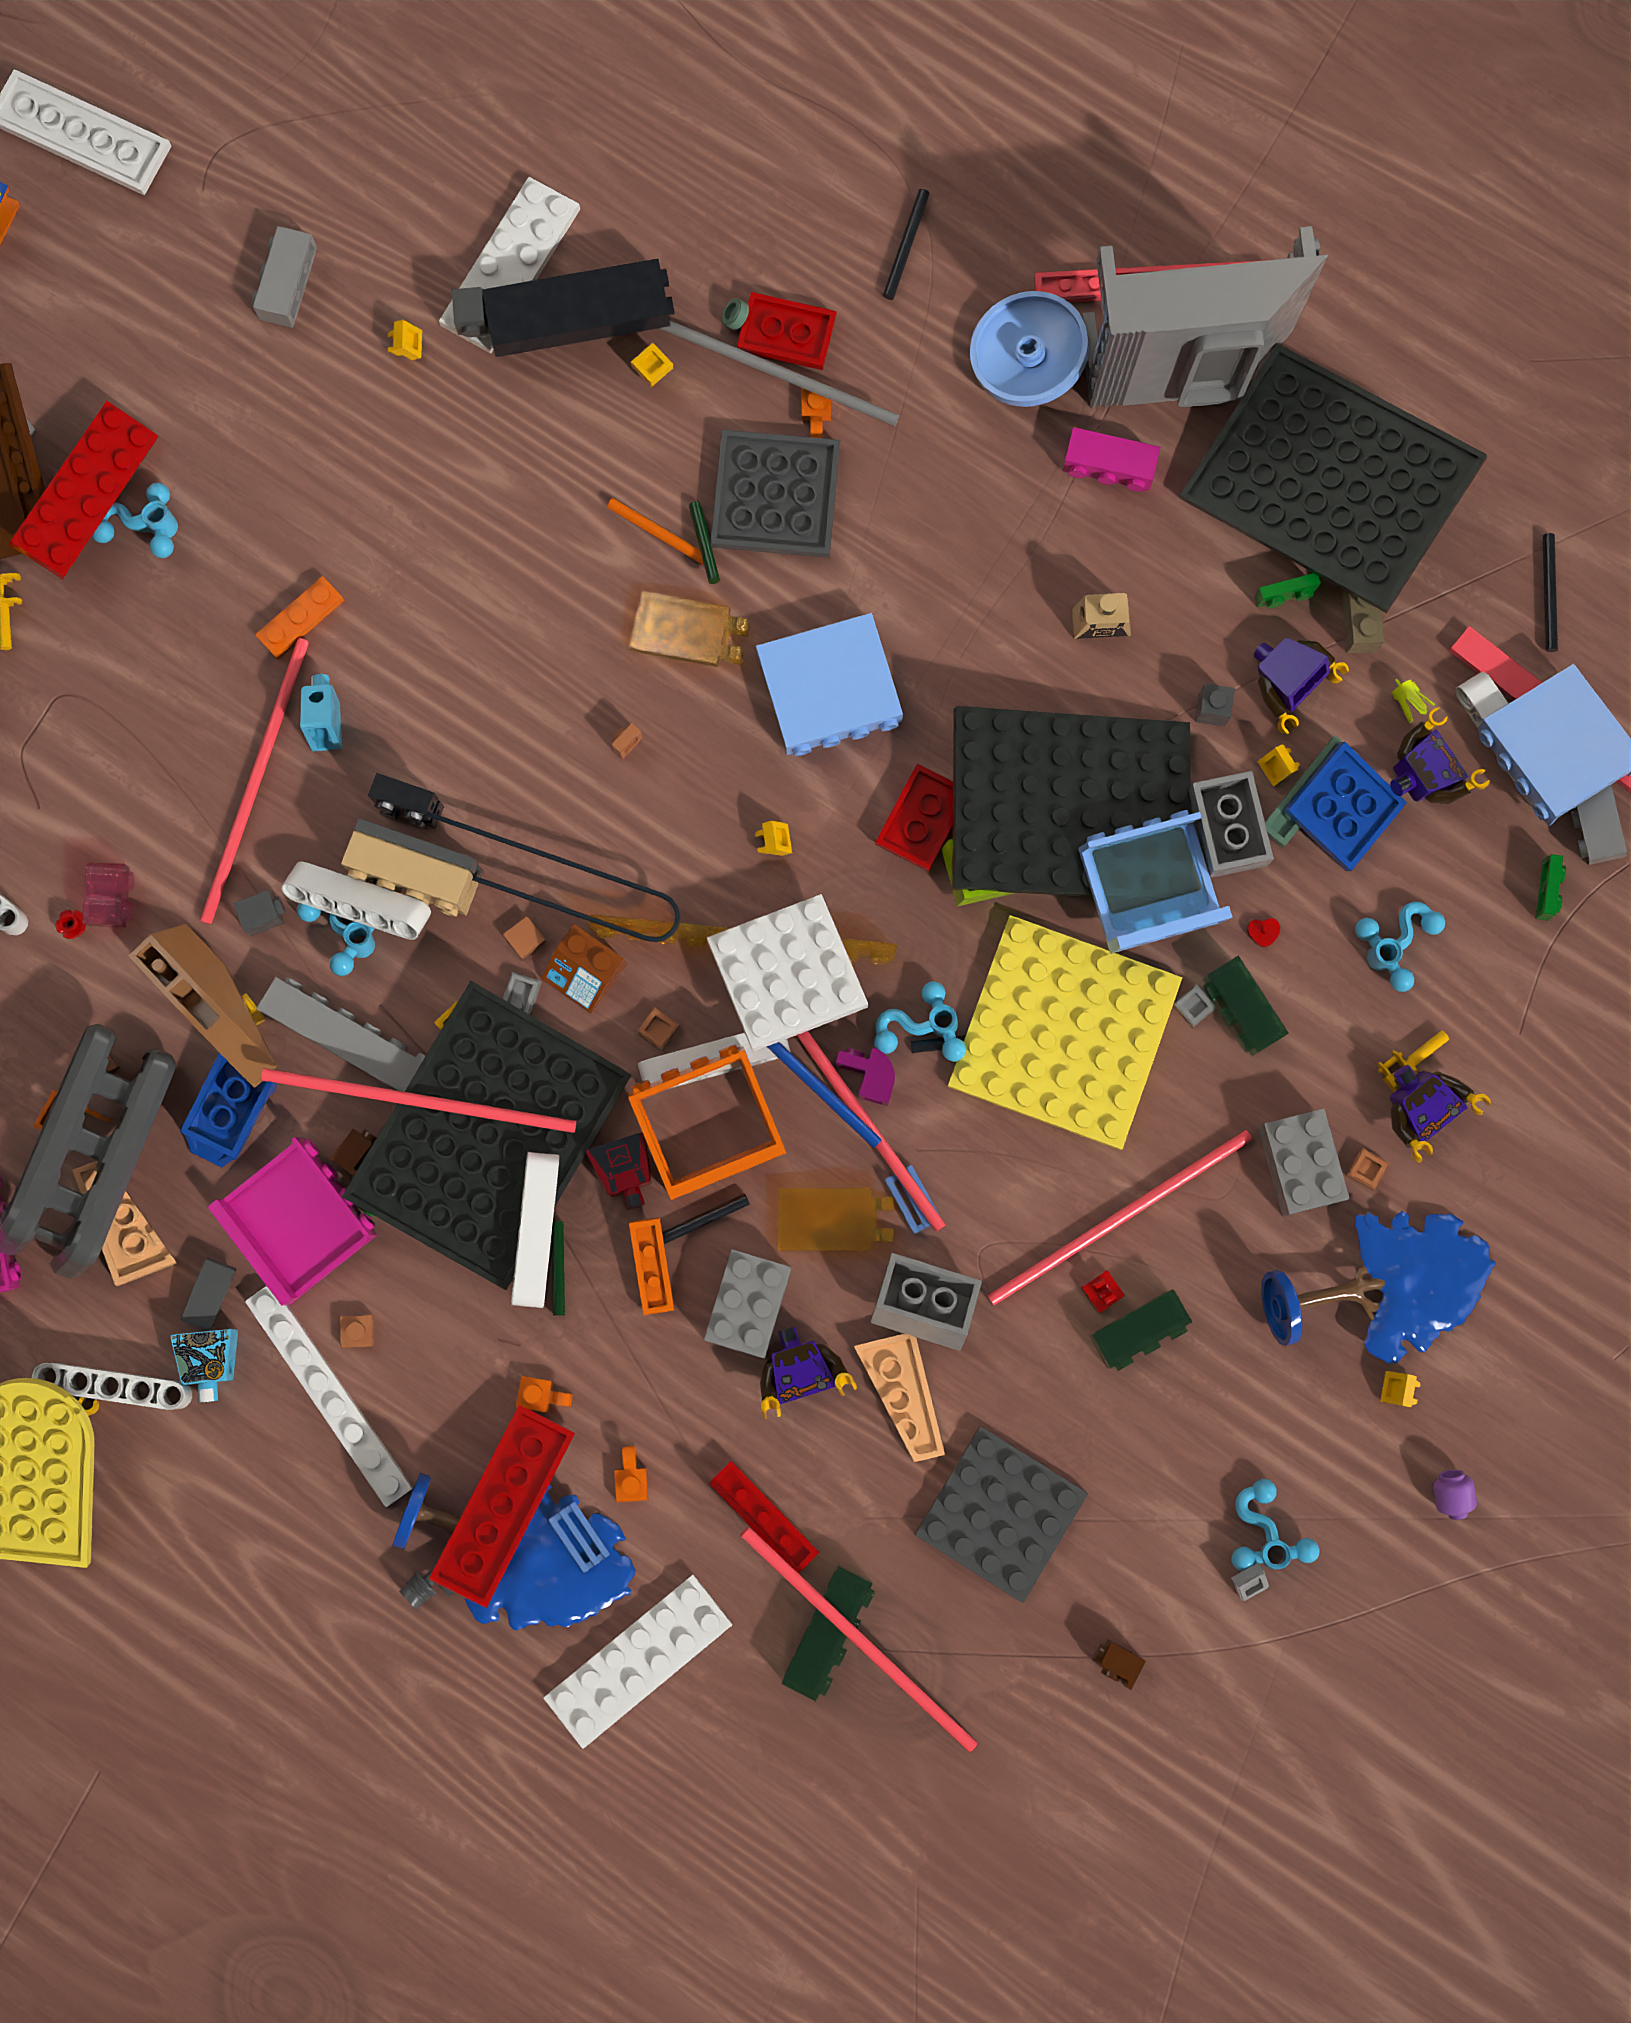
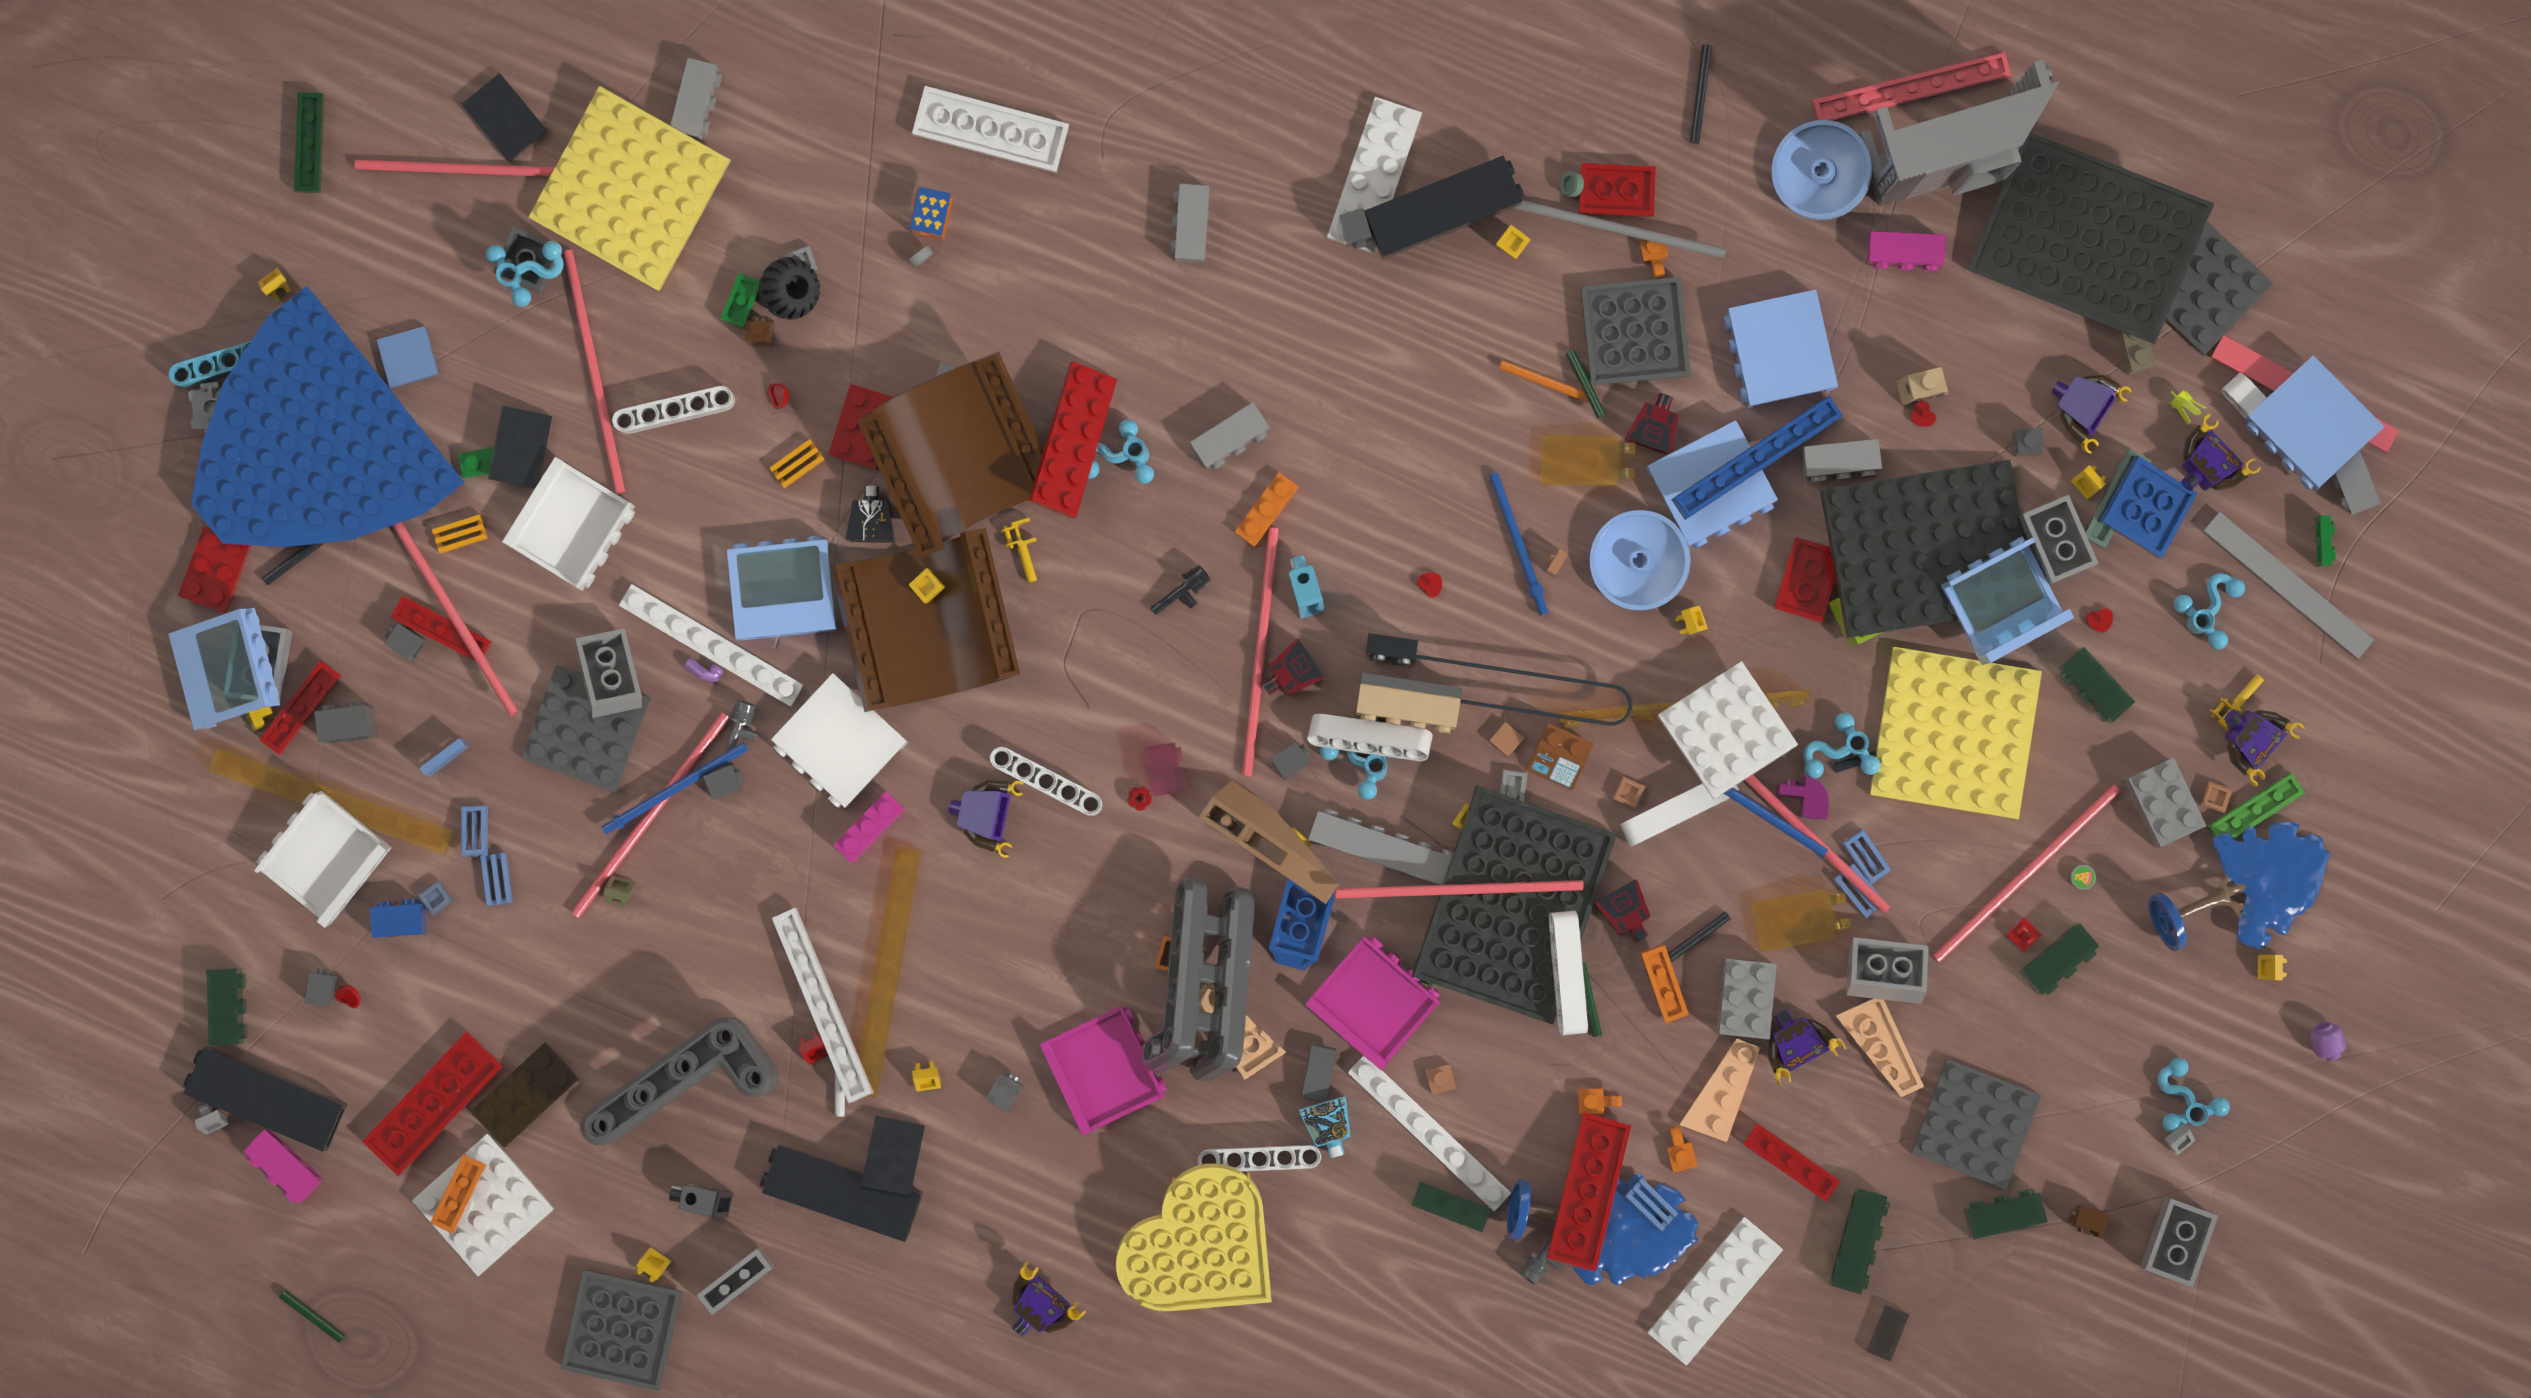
camera: 10 degrees left, 5 degrees up
(192, 680) = (1194, 580): none -> black piece
(273, 524) = (1230, 437): none -> light grey brick
(286, 807) = (1292, 671): none -> torso
(332, 1491) = (1450, 1206): none -> clear green brick
(353, 1150) = (1410, 937): reddish brown brick -> none
(406, 340) = (1304, 258): yellow tile -> none
(474, 738) = (1431, 583): none -> red piece
(595, 767) = (1535, 590): none -> blue bar
(694, 1420) = (1721, 1097): none -> light nougat wing
(724, 1167) = (1707, 893): orange window -> none
(725, 754) = (1640, 560): none -> light blue dish
(775, 604) = (1655, 426): none -> torso
(842, 1756) = (1887, 1333): none -> clear smoke tile
(858, 1639) = (1885, 1241): coral piece -> none
(886, 660) = (1756, 457): none -> blue tile
(919, 1137) = (1854, 839): none -> medium blue tile
(942, 542) = (1780, 348): none -> light blue panel
(989, 684) = (1841, 460): none -> light grey brick
(1016, 1634) = (2005, 1214): none -> clear green brick
(1095, 653) = (1922, 415): none -> red piece
(1187, 1235) = (2082, 877): none -> tile
(1194, 1006) = (2055, 692): light grey tile -> none
(1226, 1712) = (2178, 1242): none -> light grey brick
(1276, 594) = (2061, 339): green plate -> none
(1416, 1191) = (2258, 807): none -> bright green tile
(1465, 573) = (2214, 291): none -> dark grey plate
(1498, 933) = (2288, 585): none -> light grey tile
(1550, 595) = (2285, 293): black bar -> none

